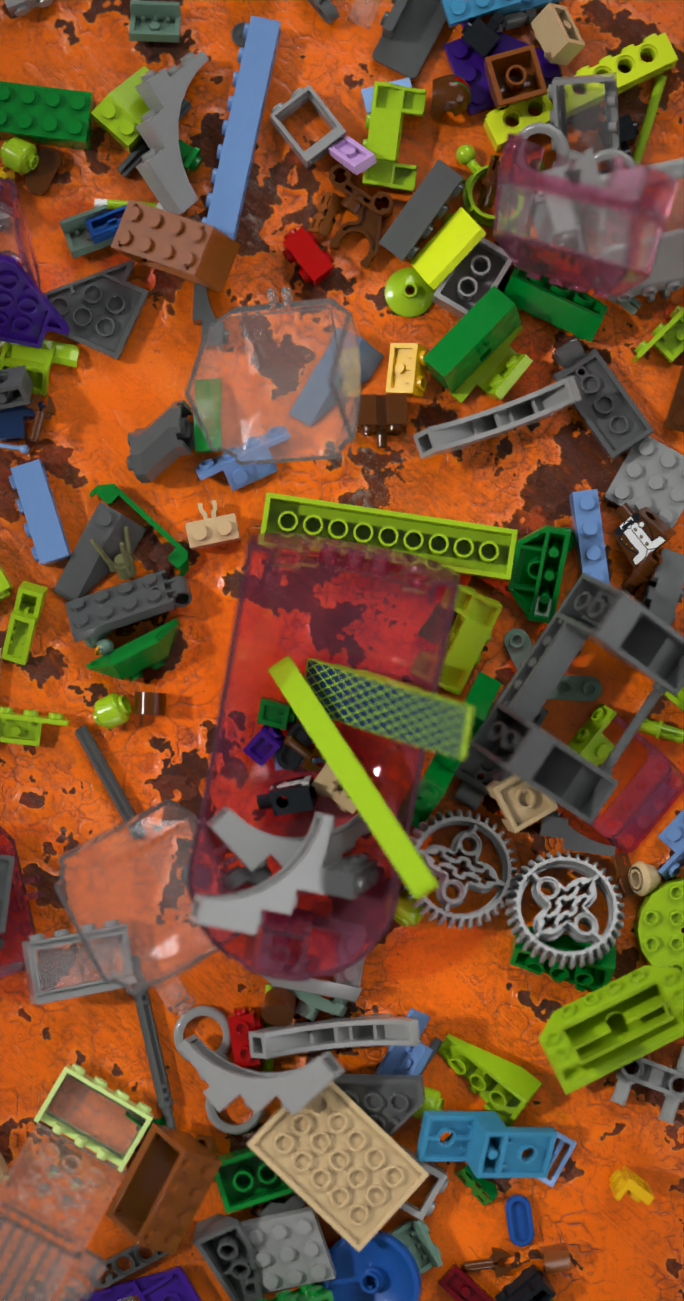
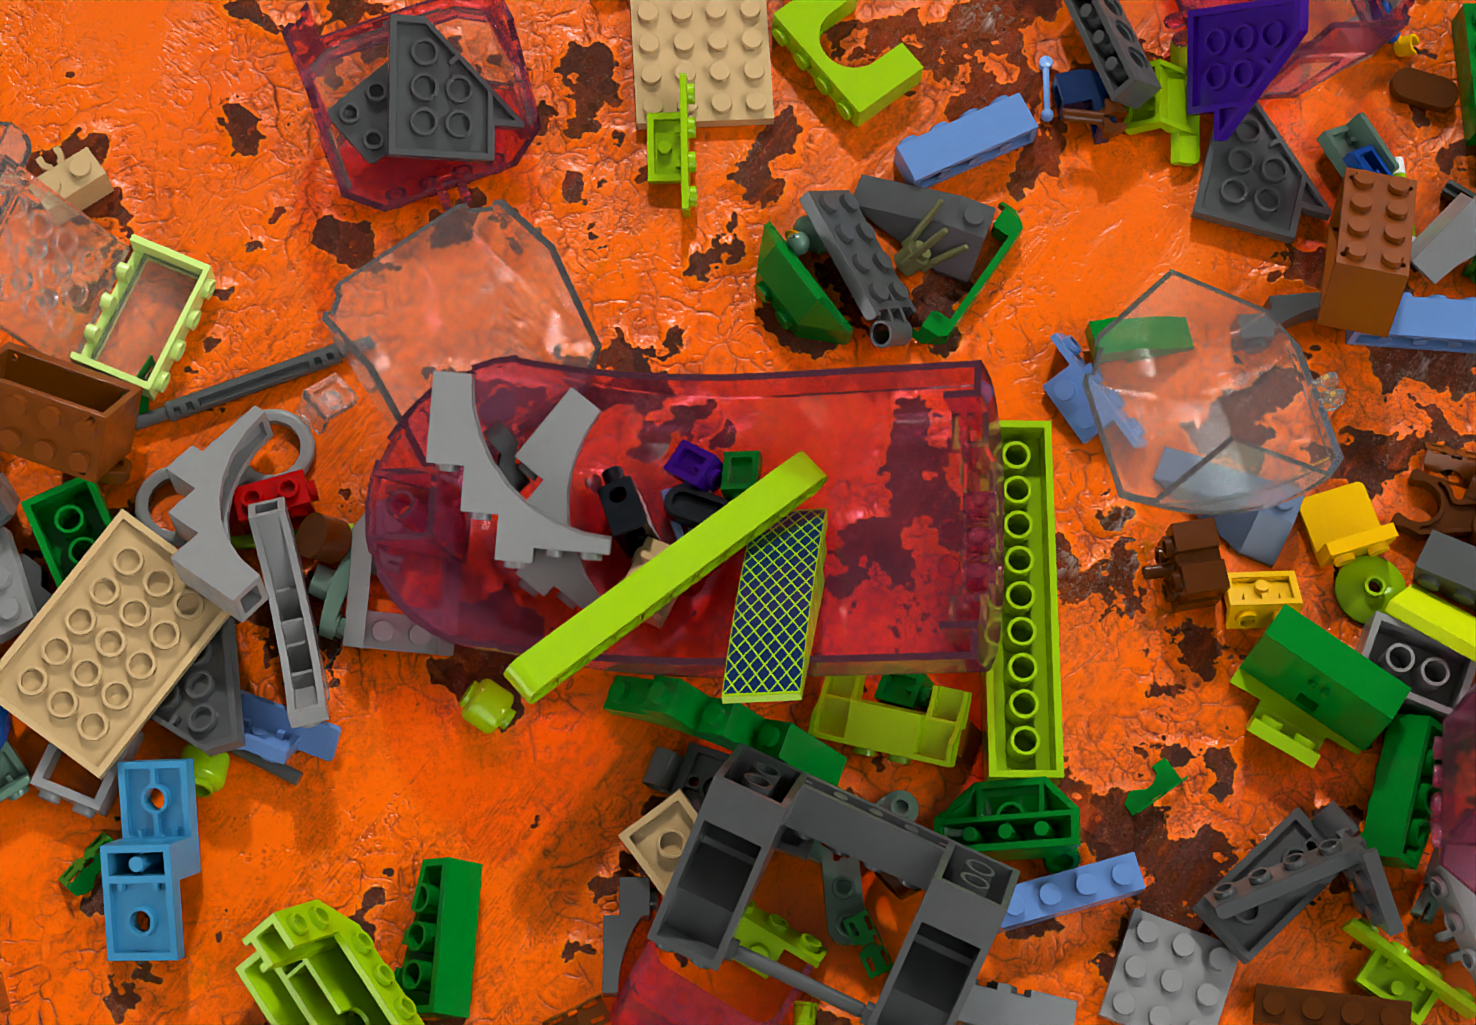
camera: 80 degrees right, 15 degrees down
(19, 155) = (1438, 53): lime head -> none
(24, 622) = (814, 139): lime slope -> none
(60, 968) = (346, 233): window -> none
(105, 773) = (631, 266): dark grey axle -> none
(112, 711) = (711, 267): lime head -> none
(150, 703) = (729, 314): reddish brown piece -> none
(161, 442) = (1088, 273): dark grey brick -> none
(212, 530) = (979, 344): tan brick -> none
(303, 250) = (1397, 431): red brick -> none
(305, 752) = (695, 515): reddish brown bar -> none
(351, 876) = (525, 594): dark grey brick -> none
(366, 299) = (1344, 525): none -> yellow bracket
(471, 868) = (549, 782): light grey gear -> none
(497, 420) = (1213, 731): light grey arch -> none
(497, 1081) = (244, 875): lime wedge -> none
(519, 1220) = (40, 934): blue tile -> none
(530, 476) = (1165, 781): none -> green piece
(563, 1139) = (166, 984): light blue tile -> none
(594, 877) = (497, 926): light grey gear -> none
(599, 677) = (865, 937): none -> green piece
(604, 383) = (1297, 870): none -> dark grey bracket
(640, 532) = (1091, 966): torso -> none
(642, 573) = (1032, 975): reddish brown pin -> none

